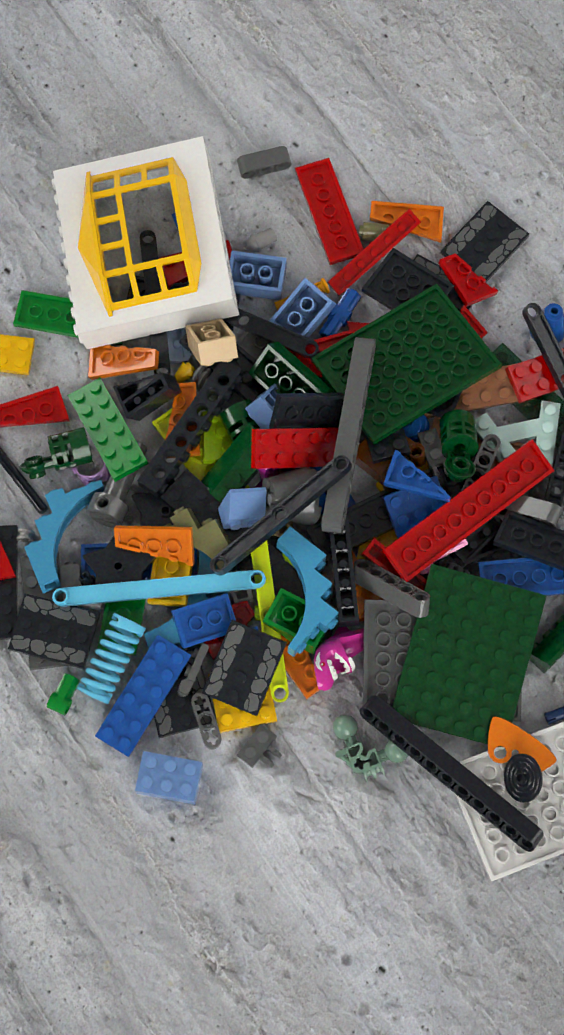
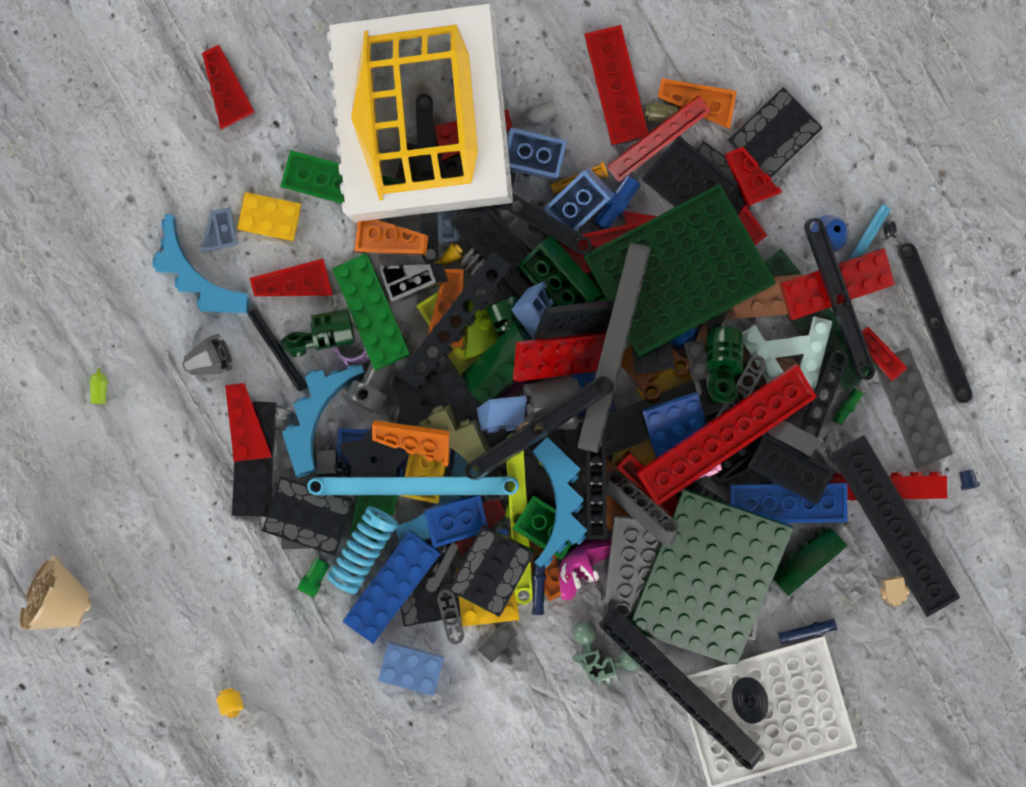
camera: 10 degrees right, 15 degrees up
(211, 342) = (482, 234): tan brick -> none
(264, 162) = (552, 23): dark grey beam -> none
(294, 683) = (538, 589): none -> dark blue pin
(406, 477) = (669, 397): blue wing -> none
(514, 738) = (745, 658): orange piece -> none

